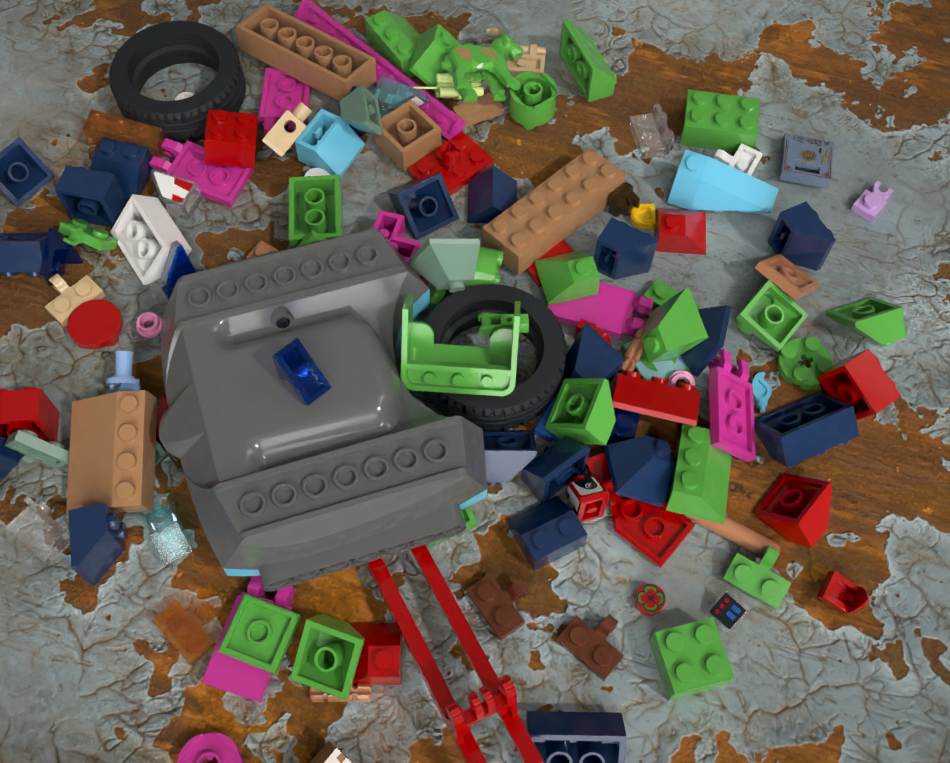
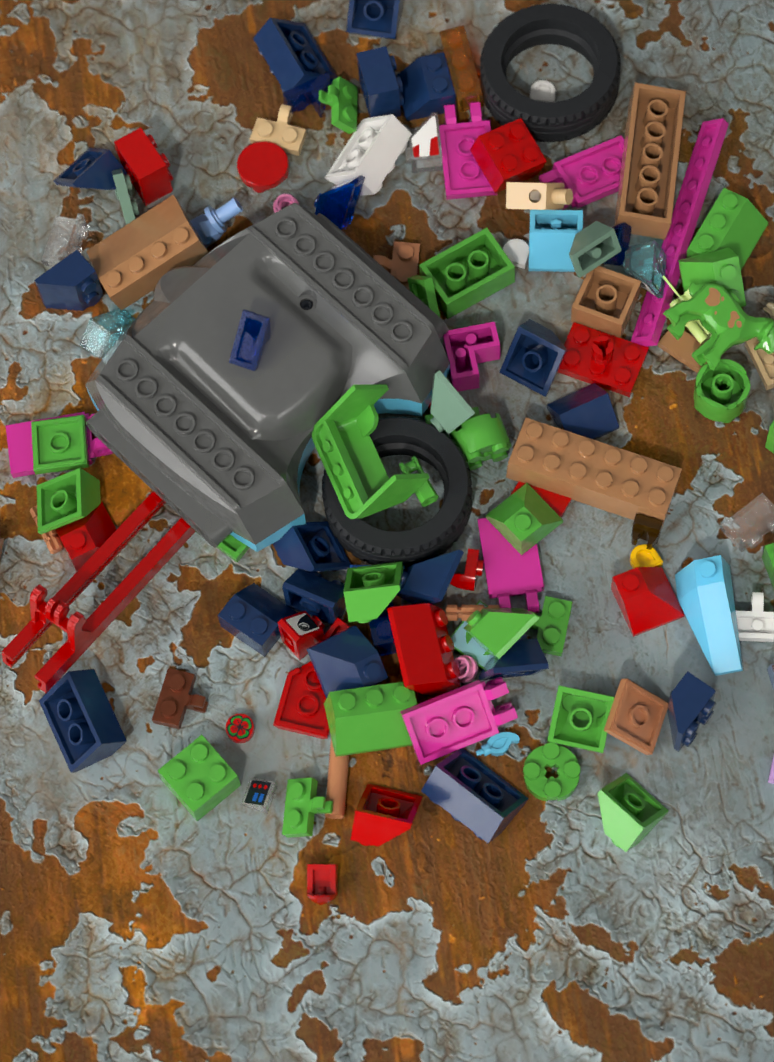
camera: 70 degrees right, 5 degrees up
(186, 630) = (39, 391): clear orange plate -> none
(497, 604) = (174, 610): copper plate -> none
(624, 250) = (576, 552): dark blue slope -> none
(861, 383) = (533, 818): red brick -> none

